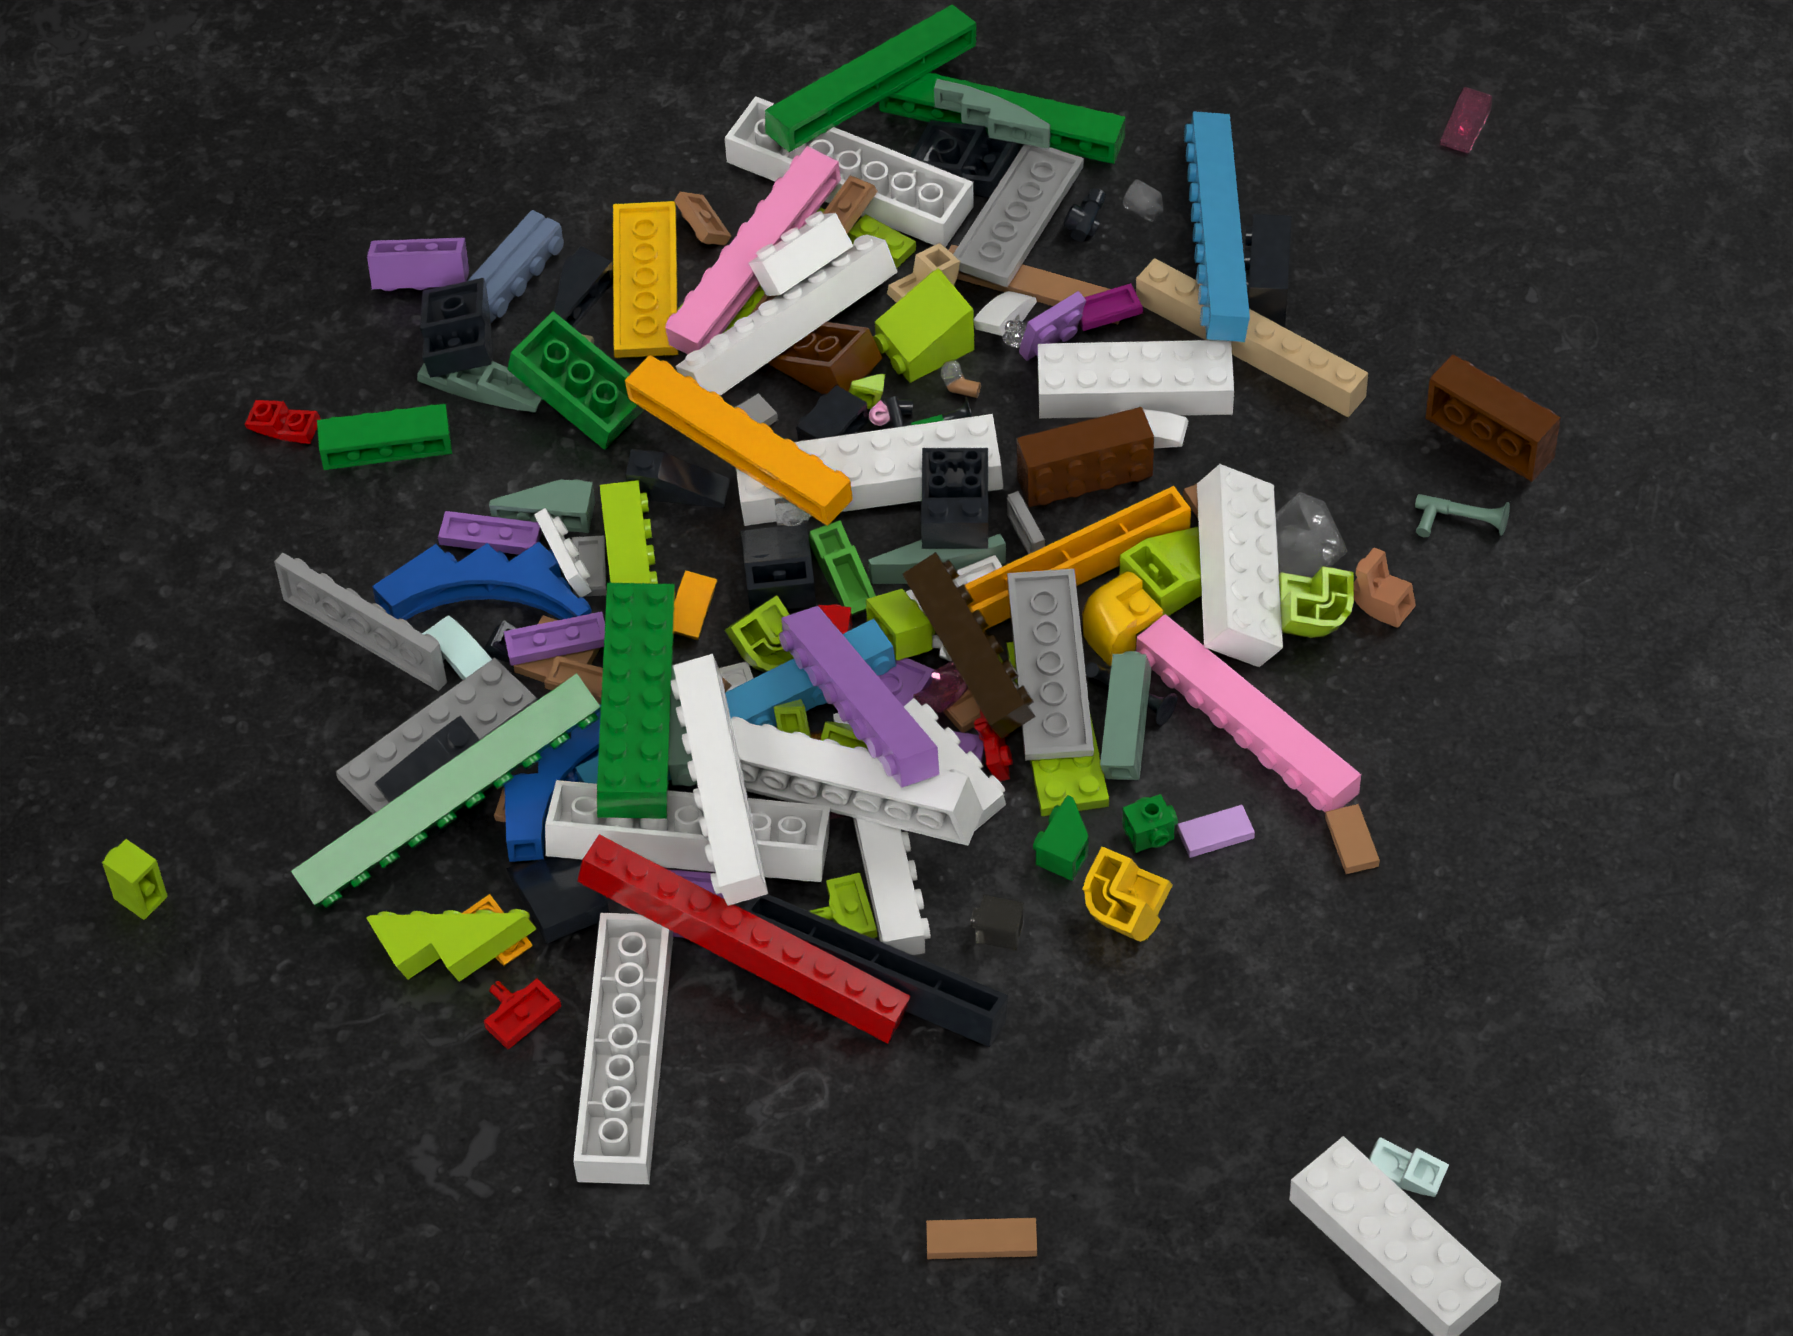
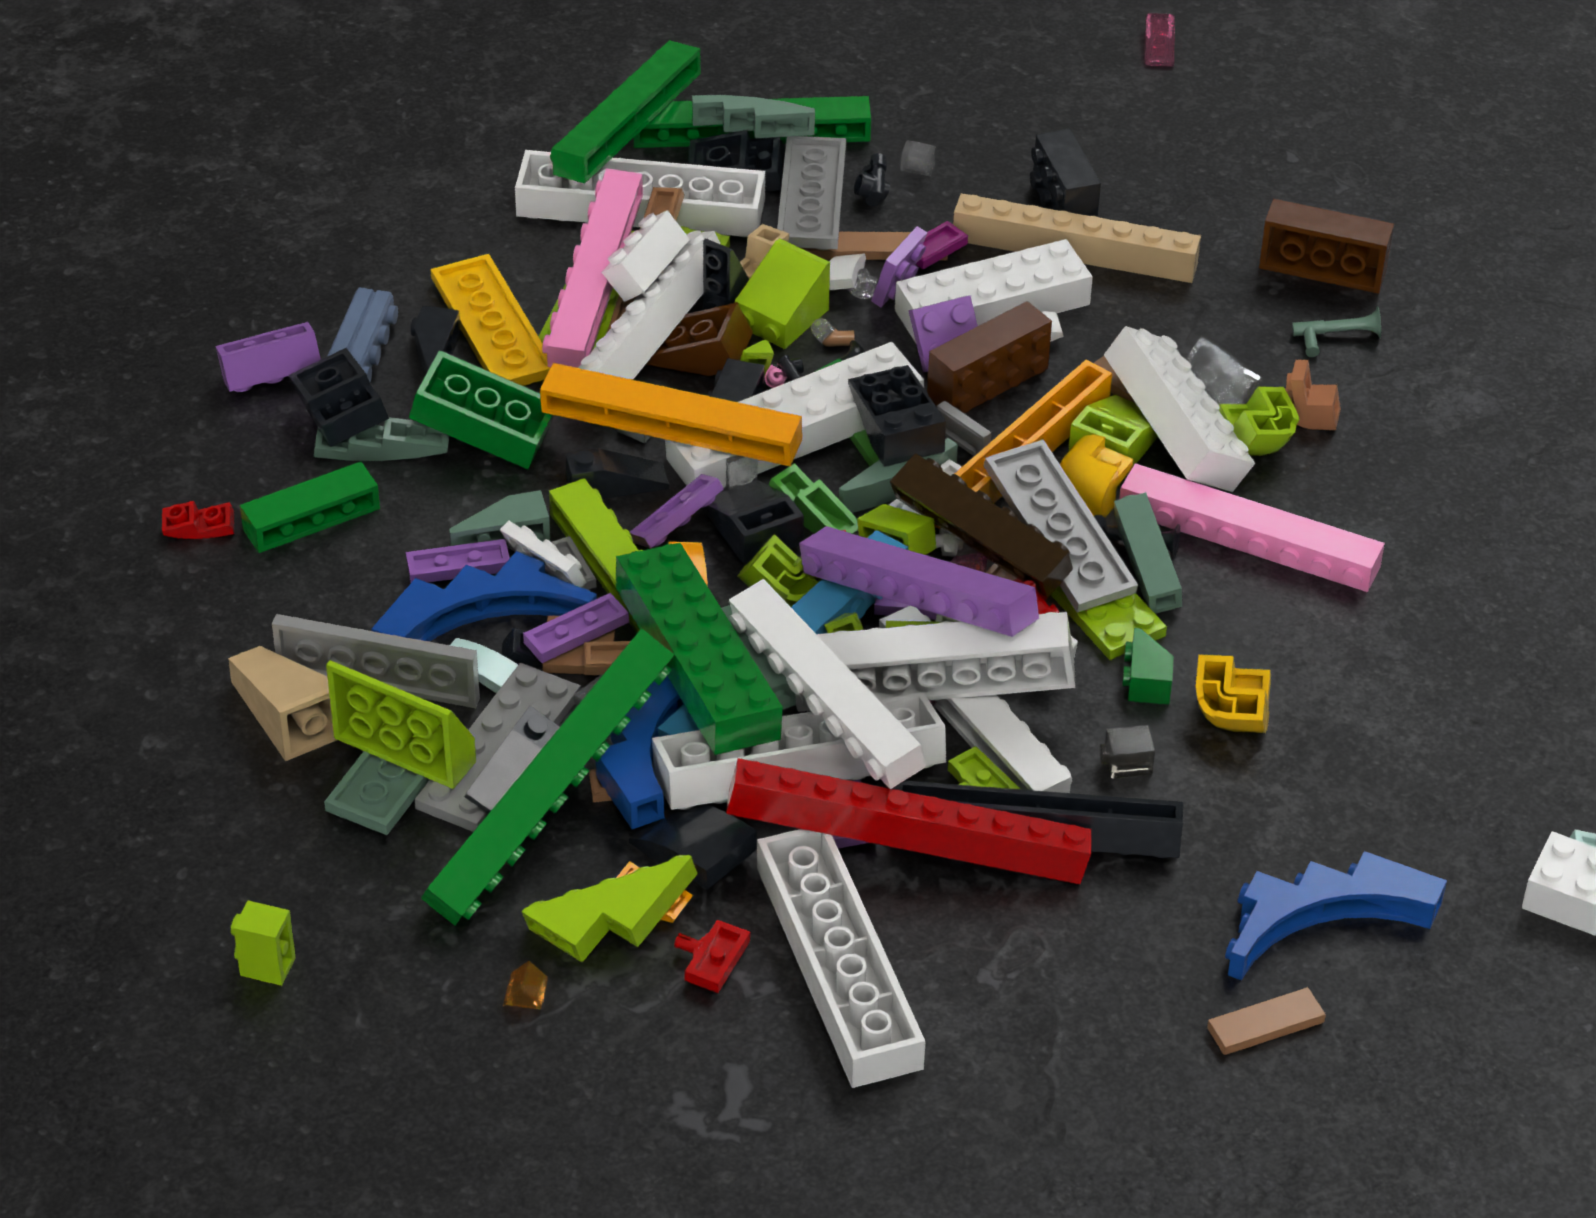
camera: 25 degrees left, 10 degrees down
(268, 640) = (285, 699): none -> tan slope
(329, 736) = (375, 793): none -> sand green plate
(341, 702) = (399, 726): none -> lime slope
(345, 991) = (526, 987): none -> clear orange slope
(702, 218) = (512, 258): medium nougat plate -> none
(709, 539) = (676, 511): none -> medium lavender plate
(868, 296) = (721, 275): none -> black slope
(1059, 404) = (941, 323): none -> medium lavender plate
(1098, 1128) = (1323, 894): none -> arch
(1149, 822) = (1217, 632): green brick -> none
(1215, 831) = (1275, 628): lavender tile -> none
(1217, 227) = (1006, 156): dark azure brick -> none
(1352, 839) = (1399, 602): medium nougat tile -> none

